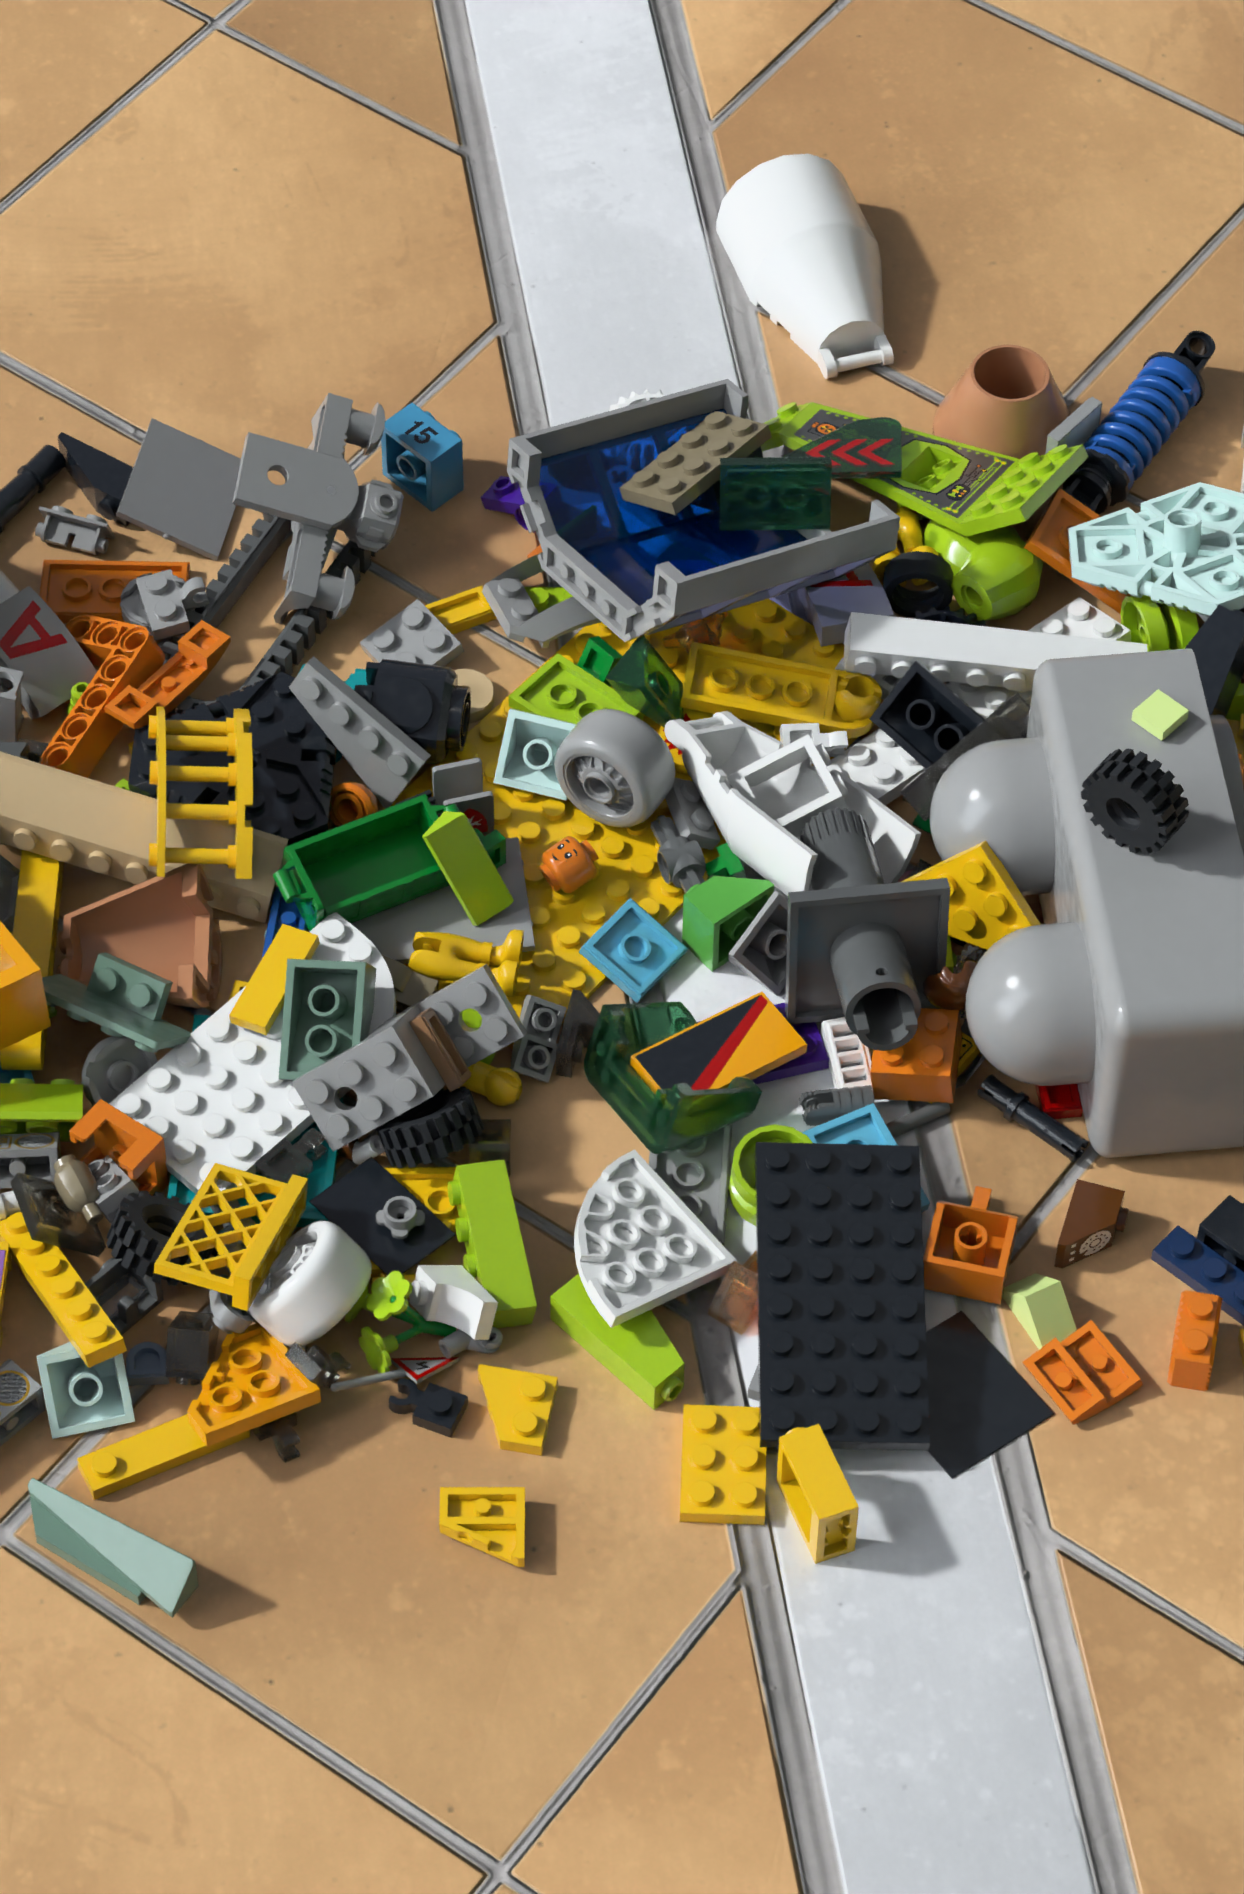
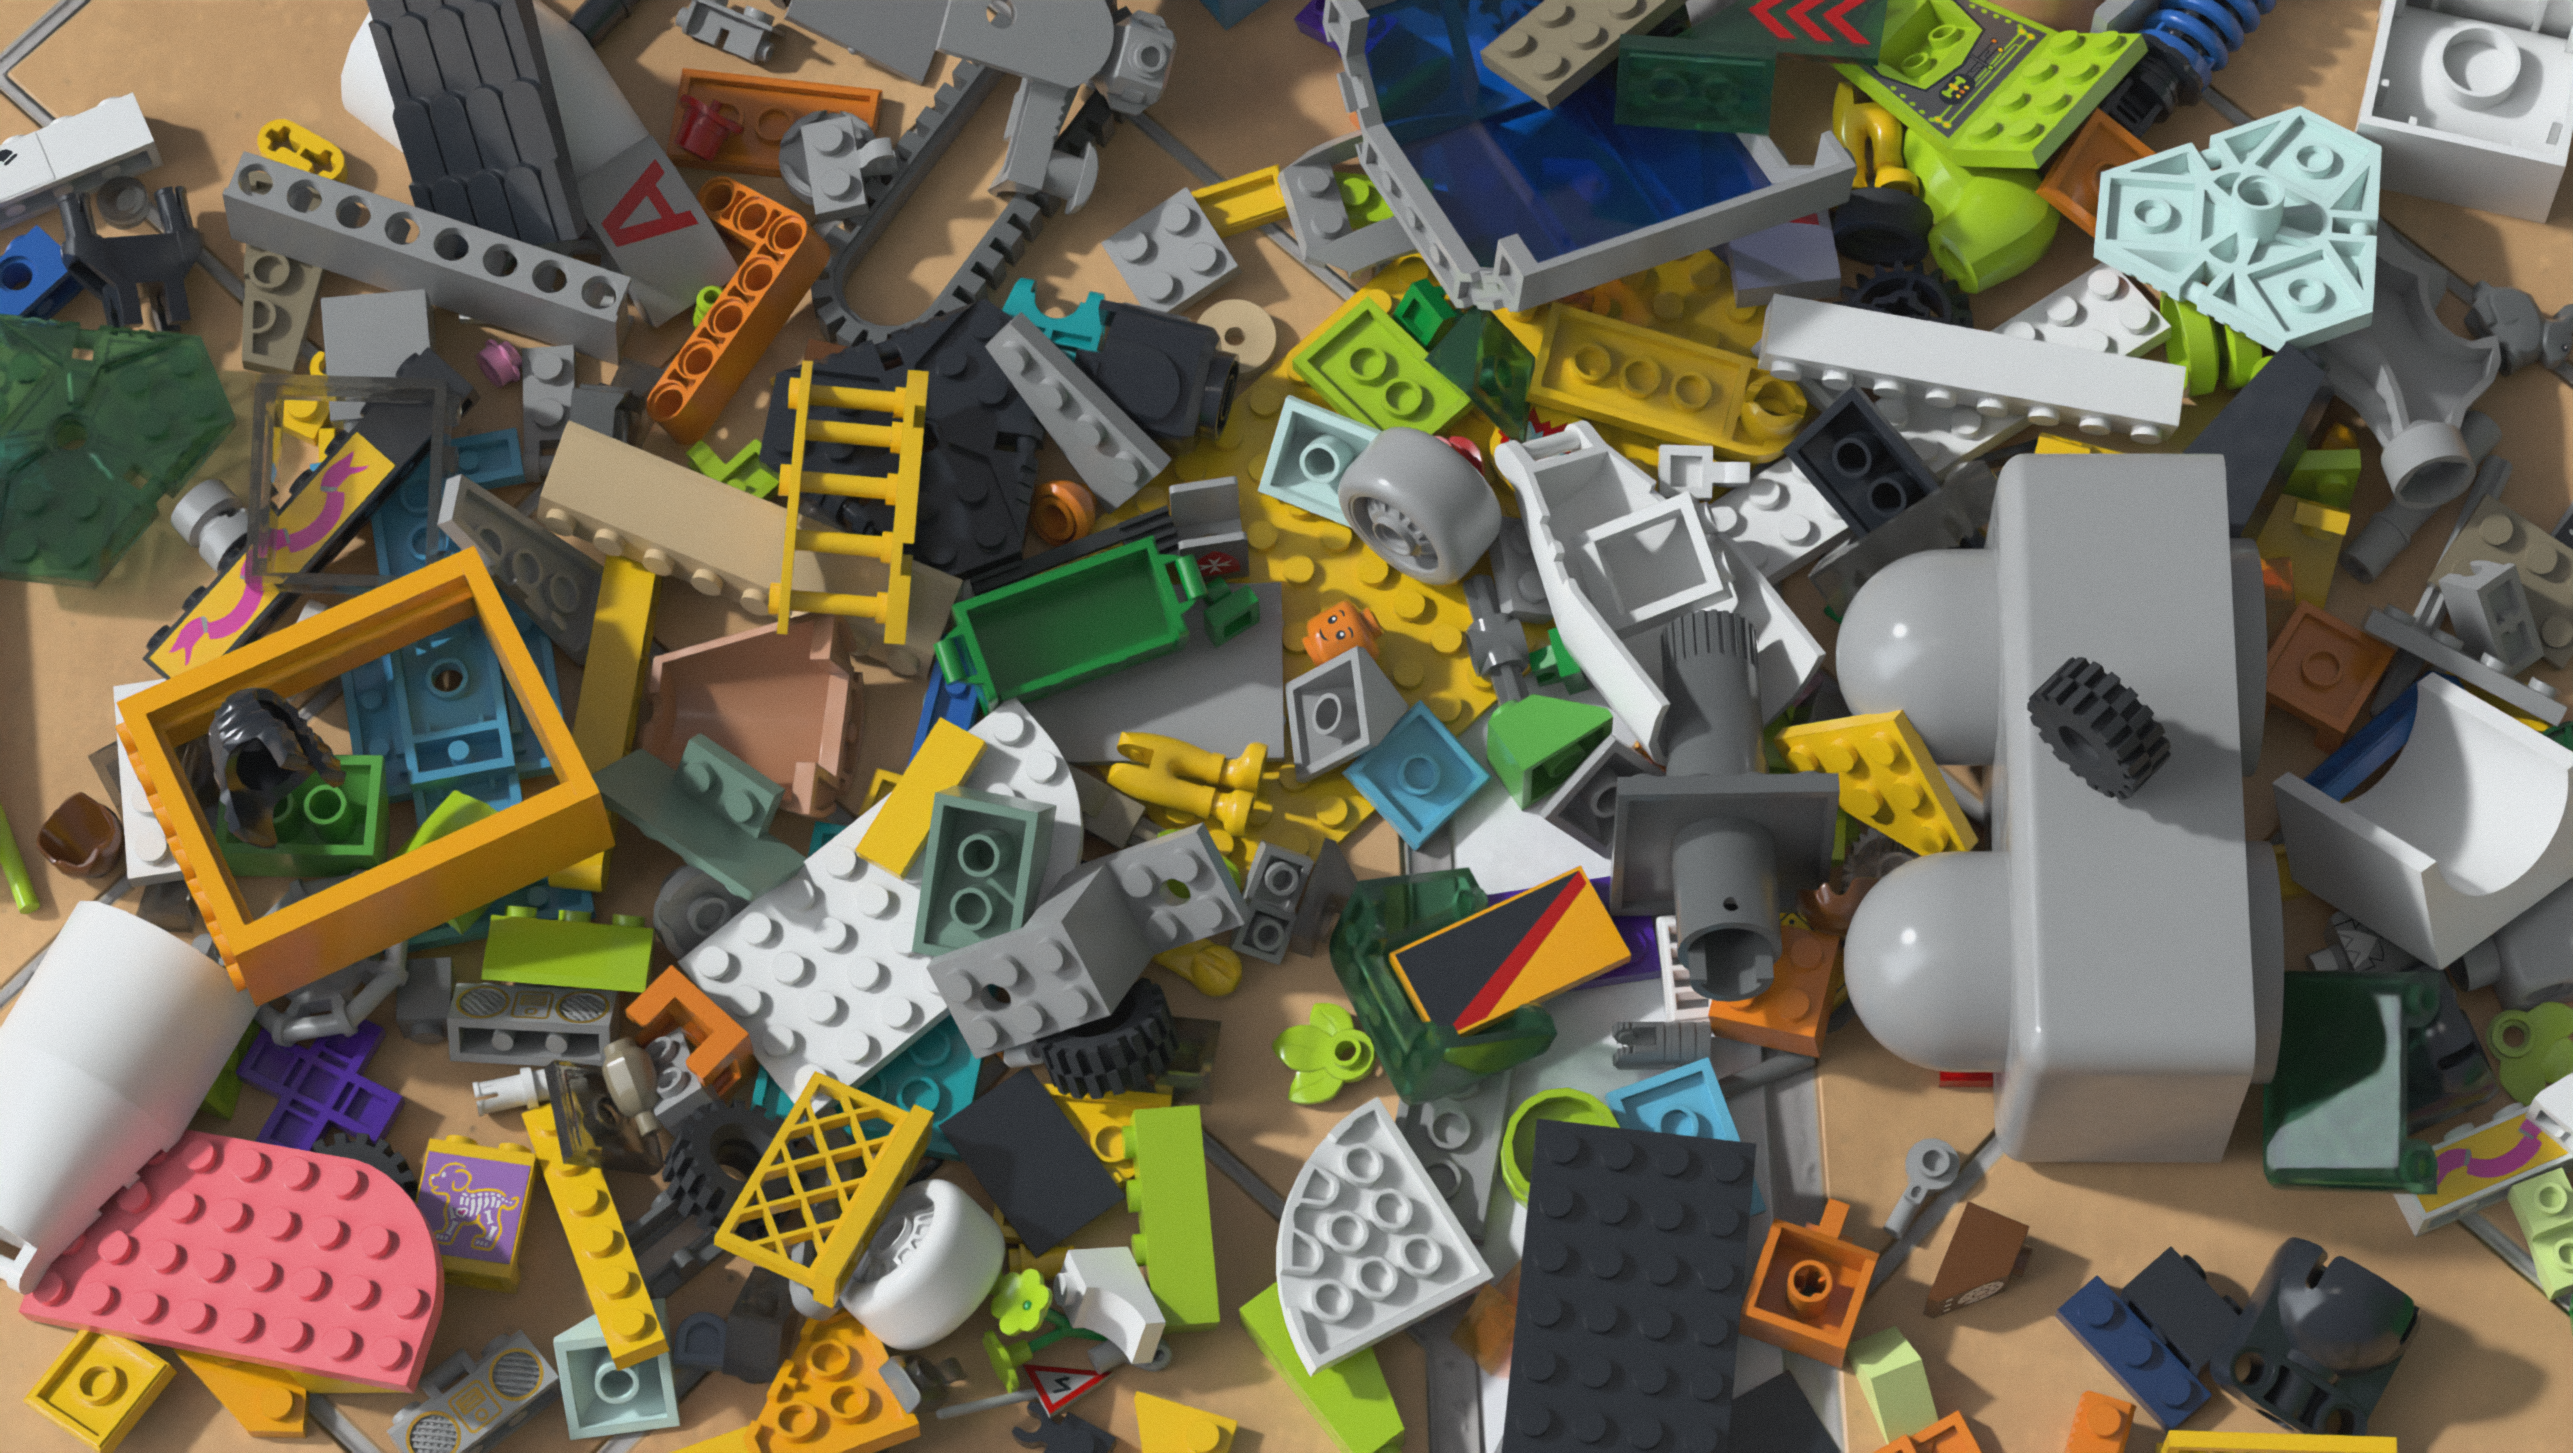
camera: 10 degrees right, 15 degrees up
(64, 587) = (703, 128): none -> red piece
(175, 680) = (834, 298): orange slope -> none
(292, 1159) = (914, 1072): clear smoke plate -> none
(400, 1207) = (1054, 1152): light grey plate -> none
(440, 1049) = (1131, 933): medium nougat tile -> none
(467, 867) = (1198, 649): lime slope -> none
(572, 907) = (1339, 712): none -> light grey slope
(588, 1135) = (1316, 1054): none -> lime plate
(1019, 1109) = (1929, 1096): black pin -> none
(1045, 1170) = (1930, 1169): none -> light grey plate
(1160, 715) = (2161, 570): yellowish green tile -> none

